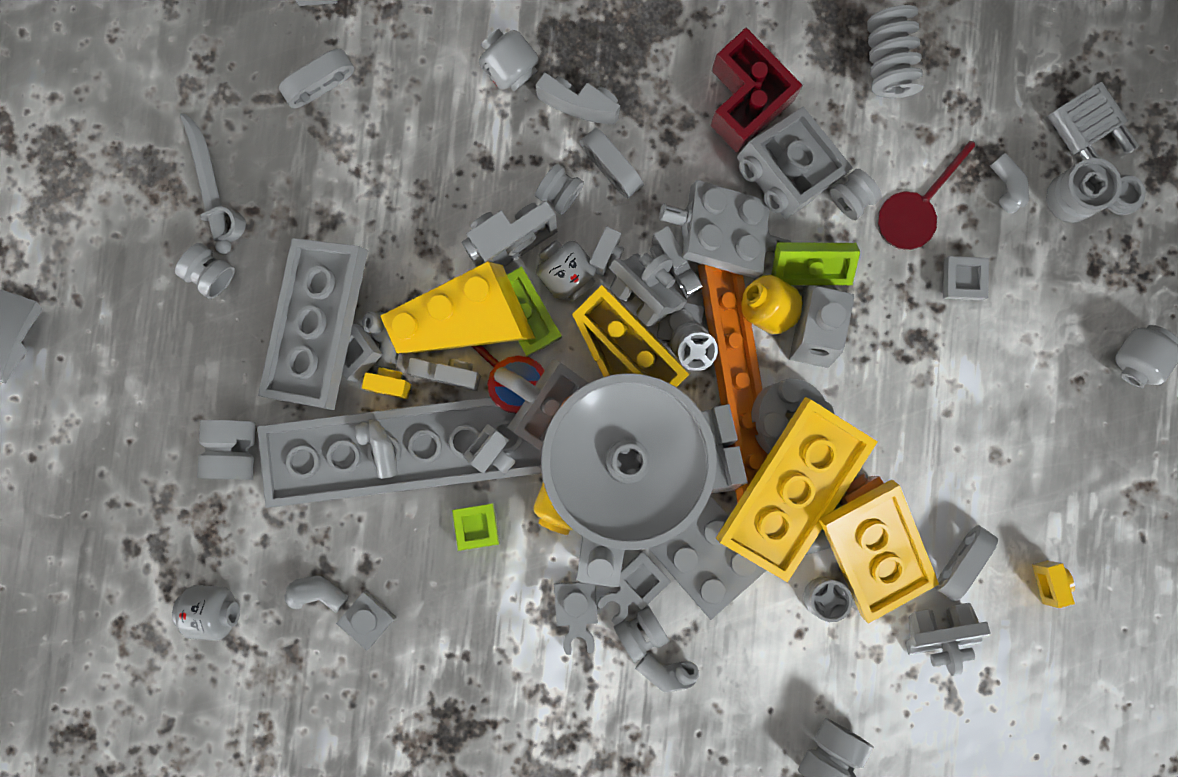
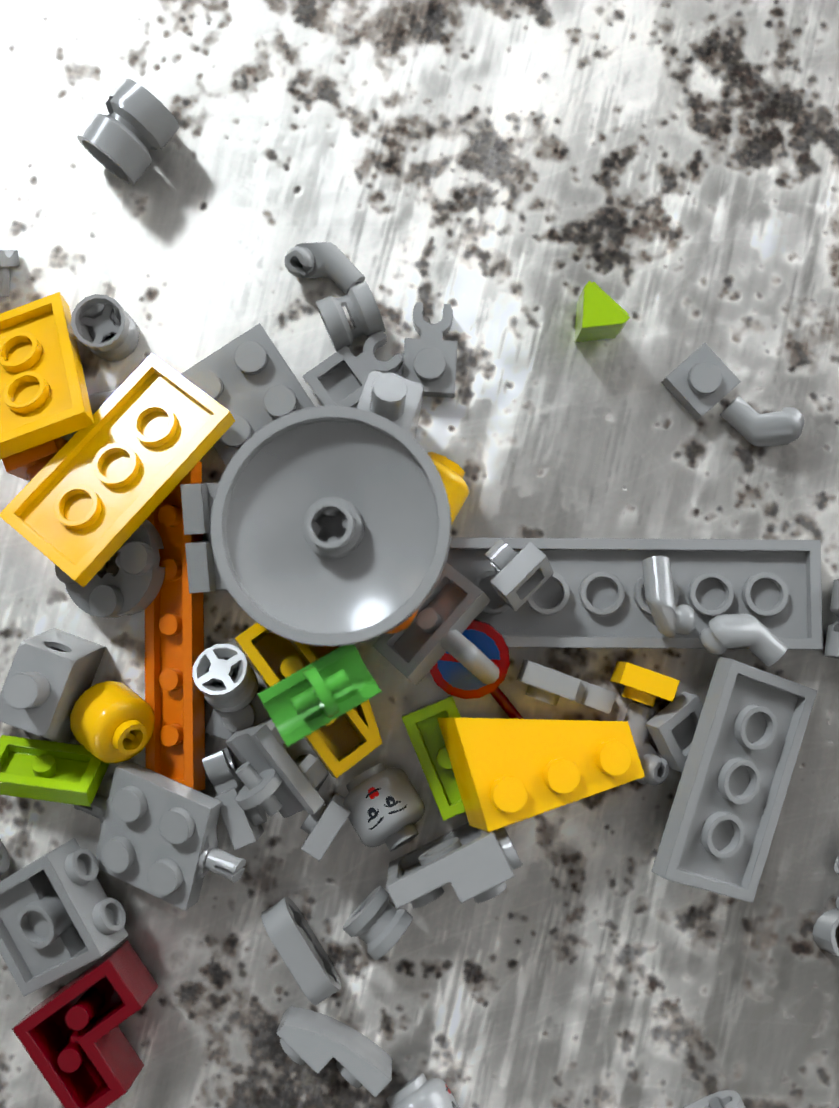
camera: 170 degrees left, 0 degrees up
(319, 430) = (742, 631): none -> light grey arm
(451, 660) = (598, 315): none -> lime slope
(476, 527) = (546, 480): lime plate -> none
(621, 341) = (319, 693): none -> bright green hips

